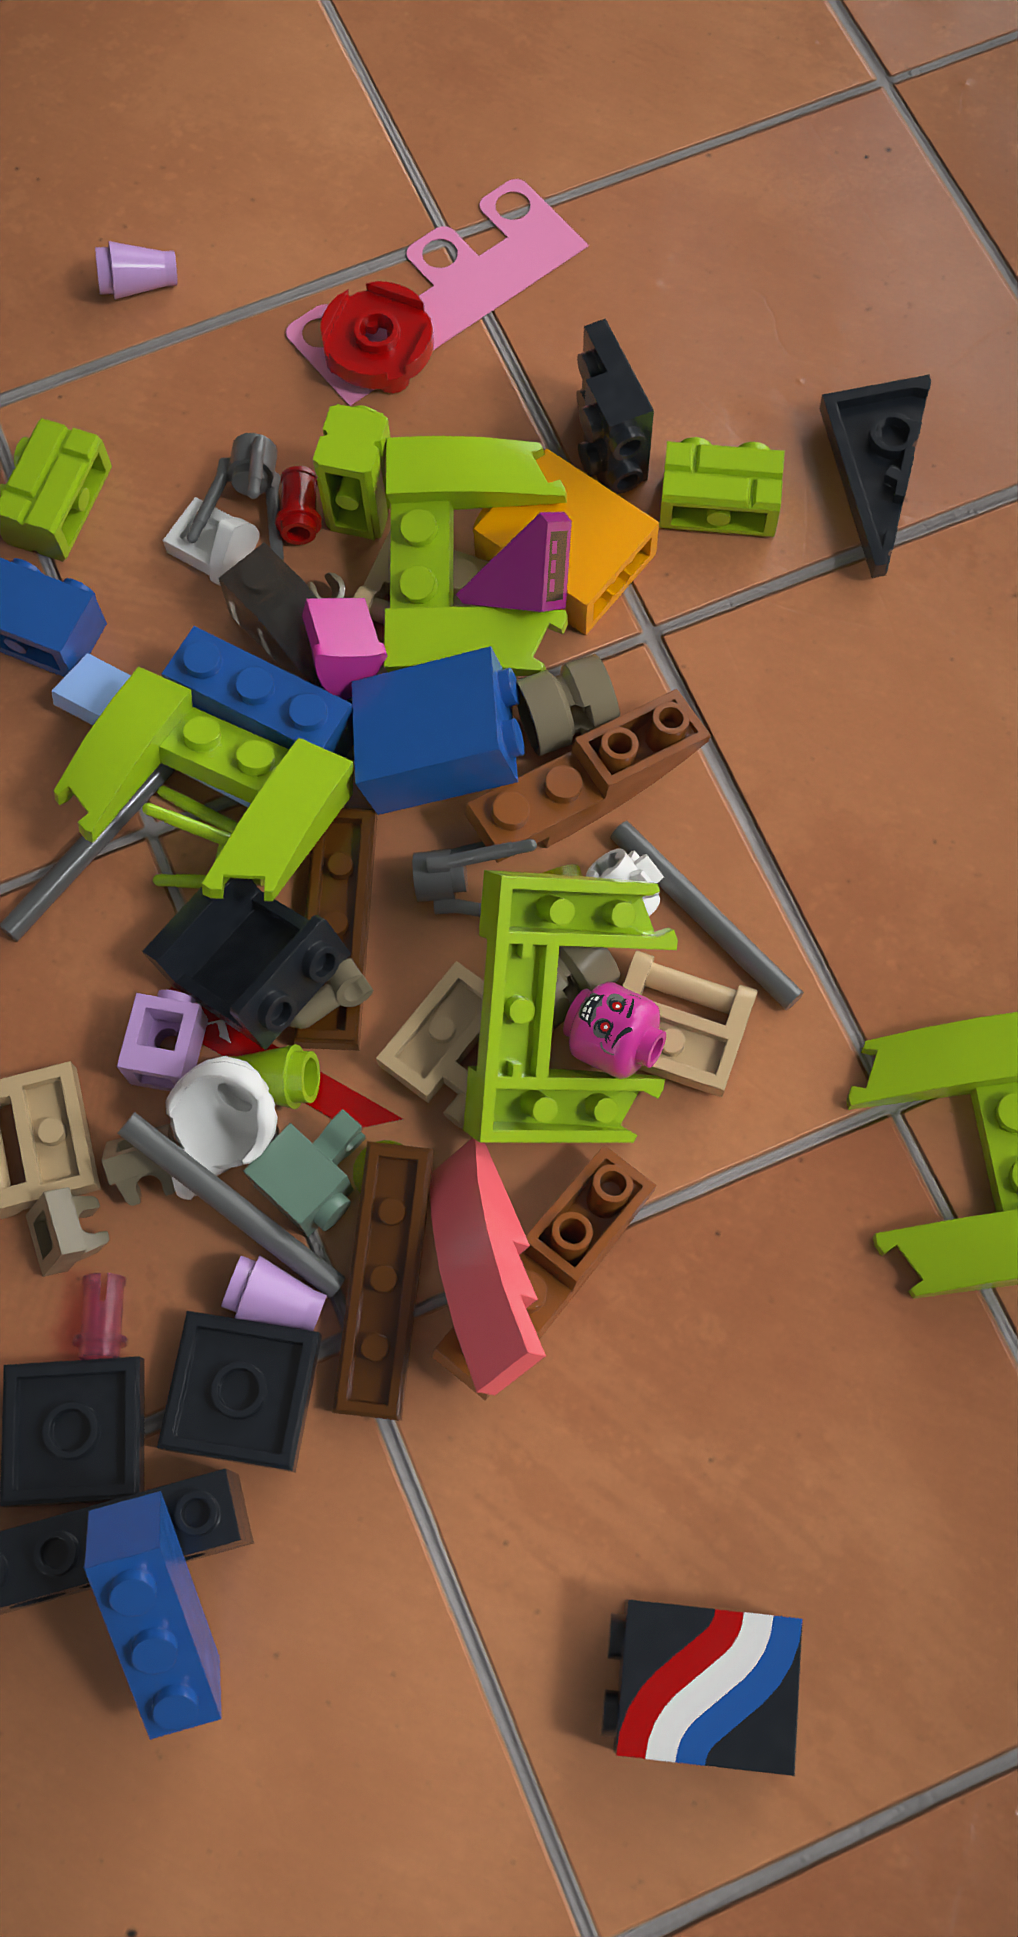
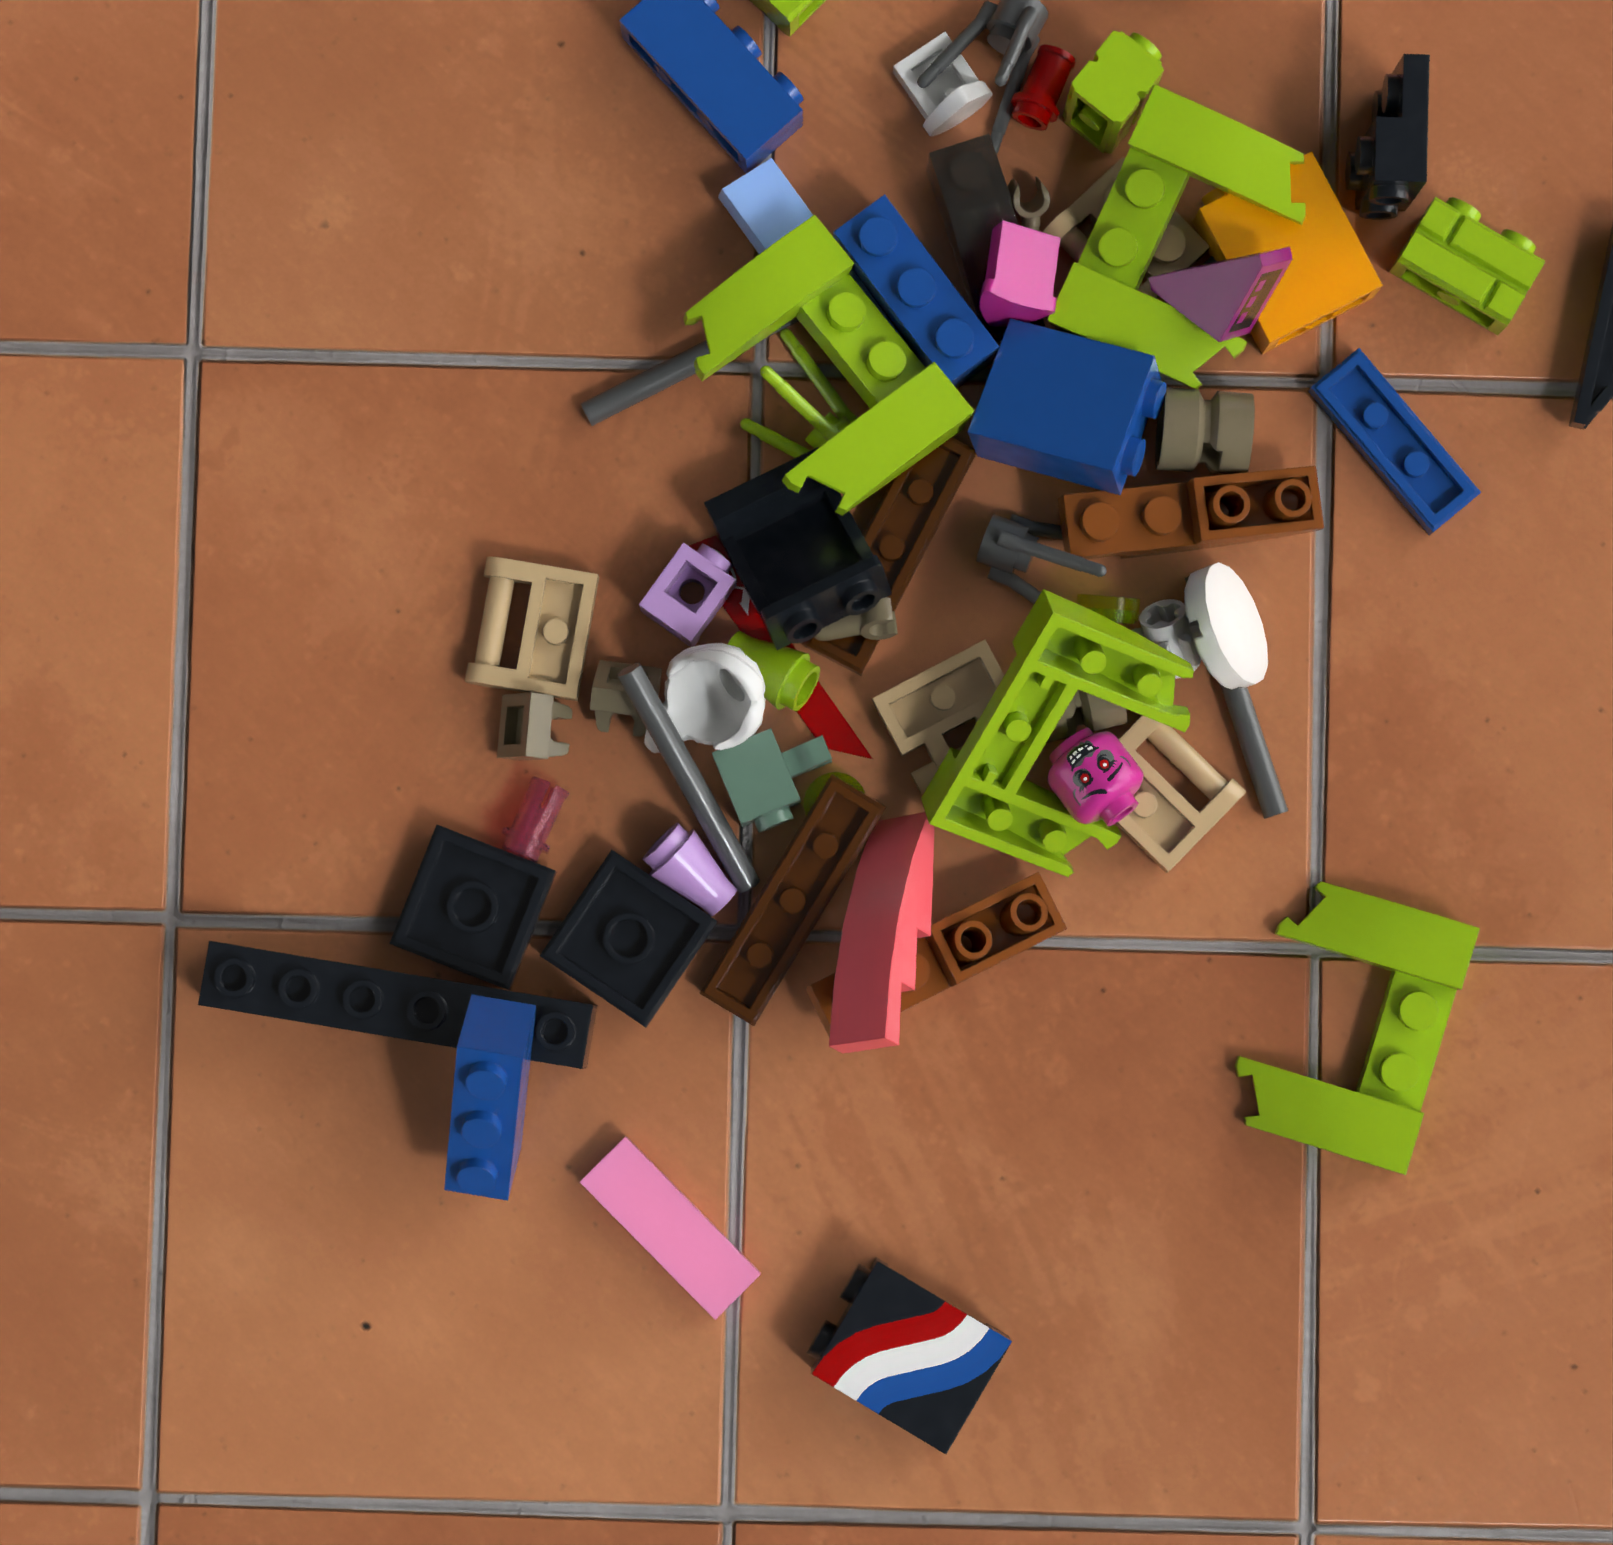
camera: 20 degrees right, 15 degrees up
(405, 1669) = (670, 1227): none -> bright pink tile
(672, 854) = (1230, 625): none -> white tile
(733, 652) = (1394, 441): none -> blue tile

